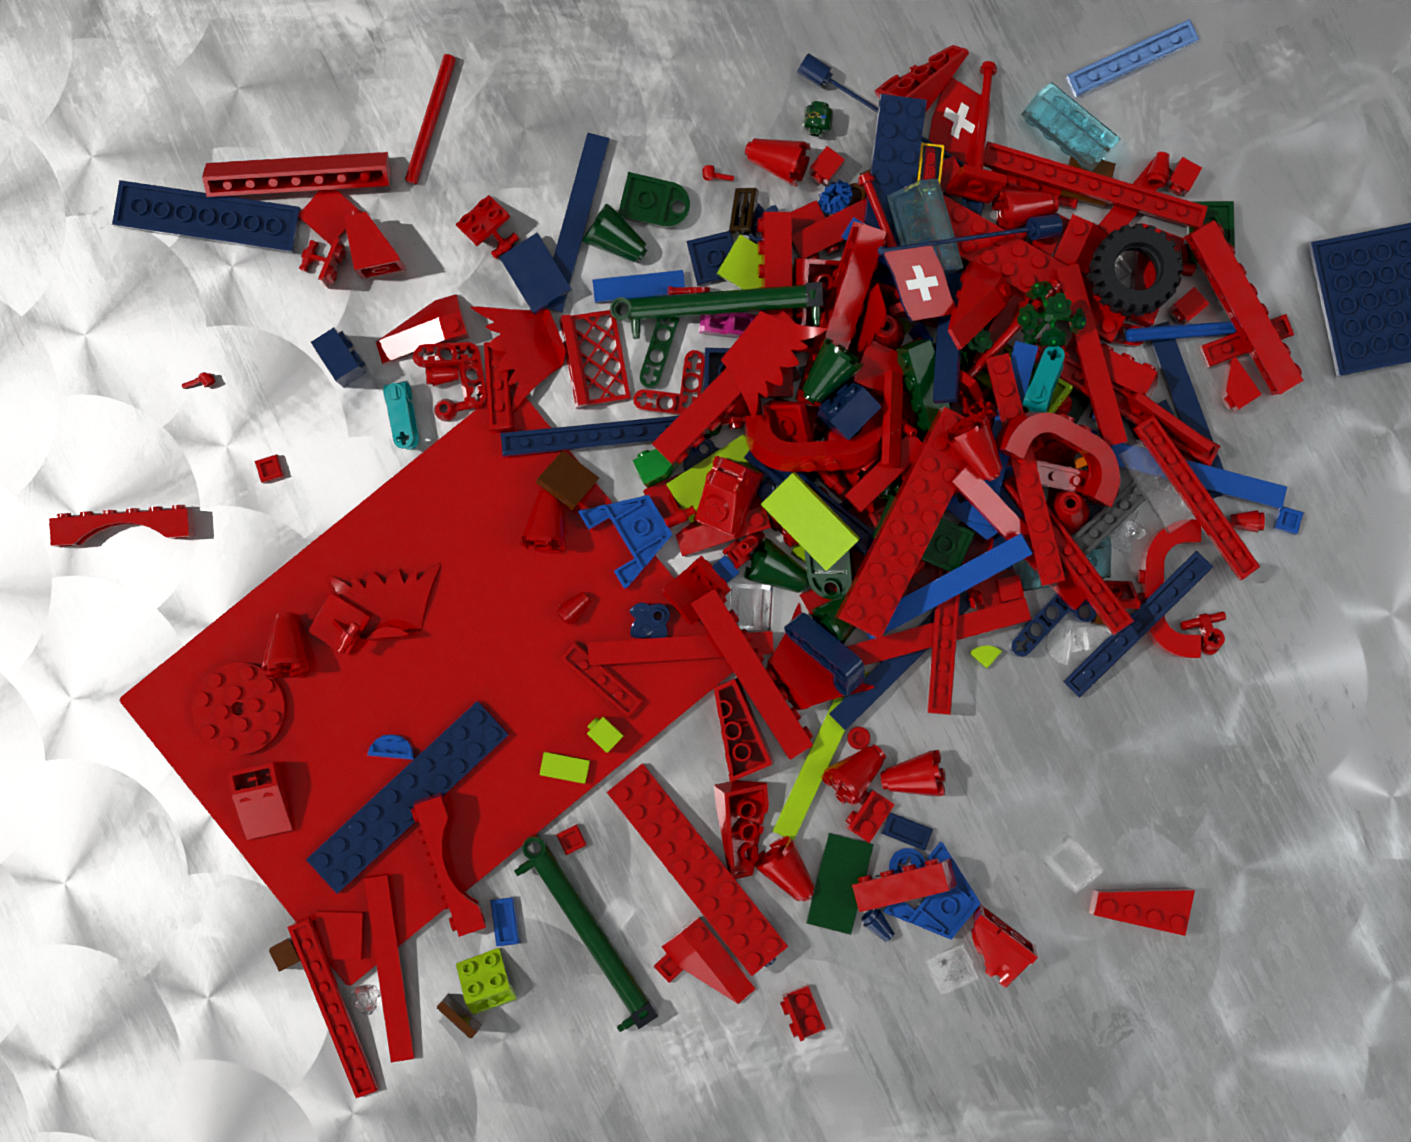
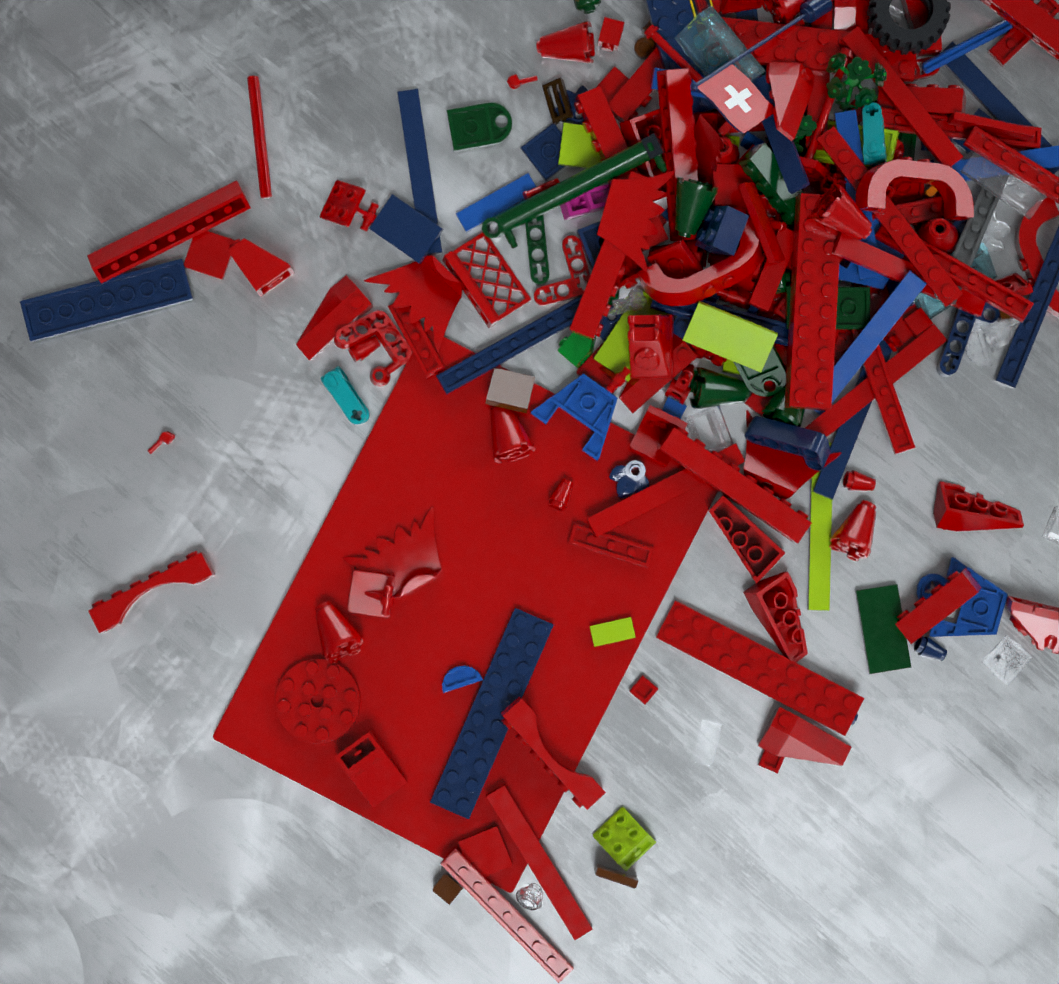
camera: 25 degrees left, 0 degrees up
(269, 468) = (253, 489): red tile -> none
(335, 256) = (208, 296): red plate -> none
(338, 357) = (273, 370): dark blue brick -> none
(505, 921) = (618, 782): blue tile -> none
(589, 930) = (694, 760): dark green piece -> none
(604, 733) = (633, 588): lime brick -> none
(615, 236) = (458, 168): dark green cone -> none
(731, 443) = (634, 301): none -> clear plate
(786, 869) = (834, 635): red cone -> none
(803, 1012) = (899, 748): red bracket -> none
(838, 202) = (634, 61): blue gear -> none
(858, 738) = (846, 501): red tile -> none
(869, 815) = (883, 561): red bracket -> none
(879, 723) = (858, 482): none -> red cone
(907, 831) = (920, 561): dark blue tile -> none
(916, 775) = (908, 511): red cone -> none
(976, 802) = (963, 511): none -> red wedge
(985, 654) = (921, 386): lime tile -> none
(1188, 306) = (964, 22): red brick -> none
(1238, 387) = (1034, 72): red slope -> none

